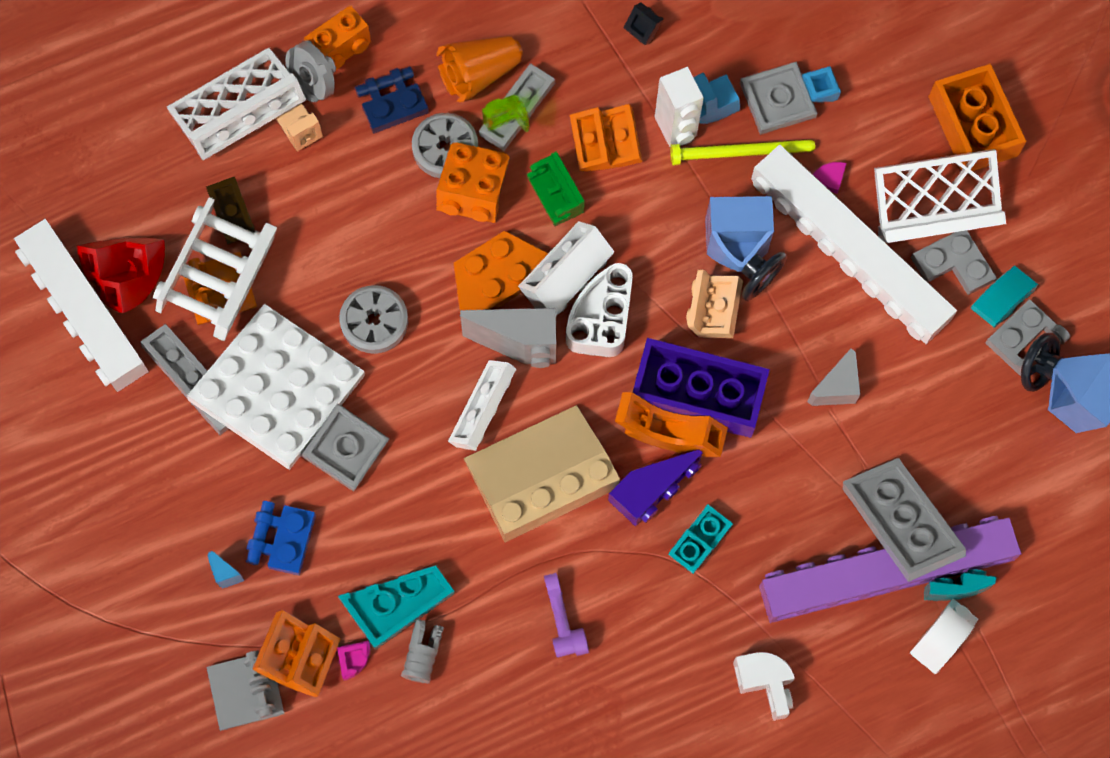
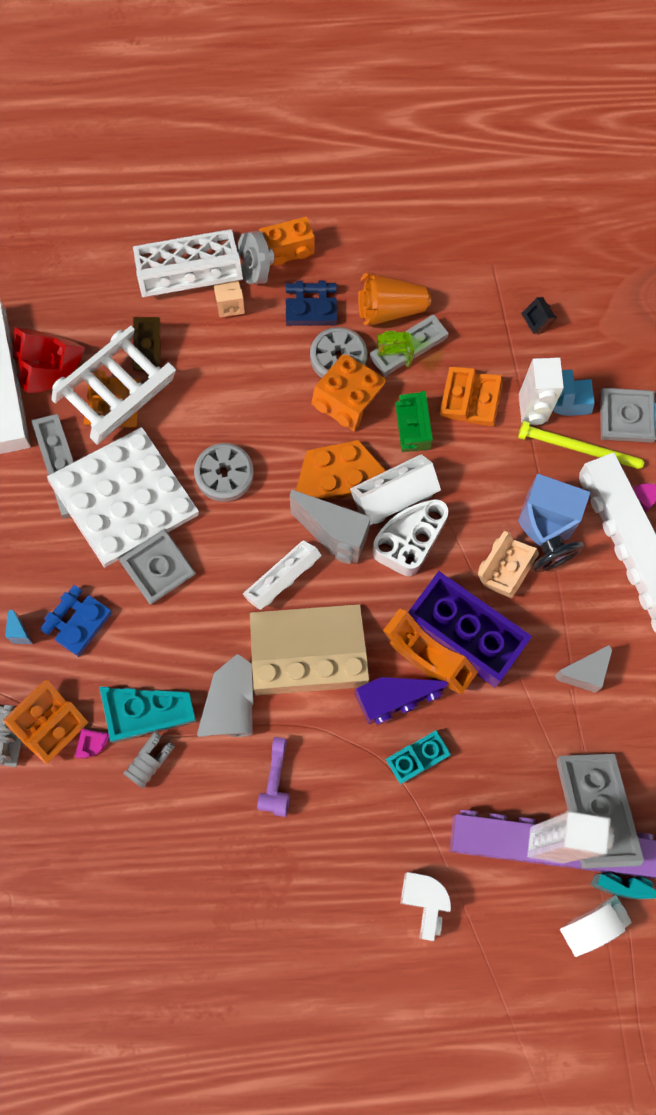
camera: 20 degrees right, 0 degrees up
(482, 557) = (229, 701): none -> light grey panel
(883, 551) = (570, 838): none -> white brick

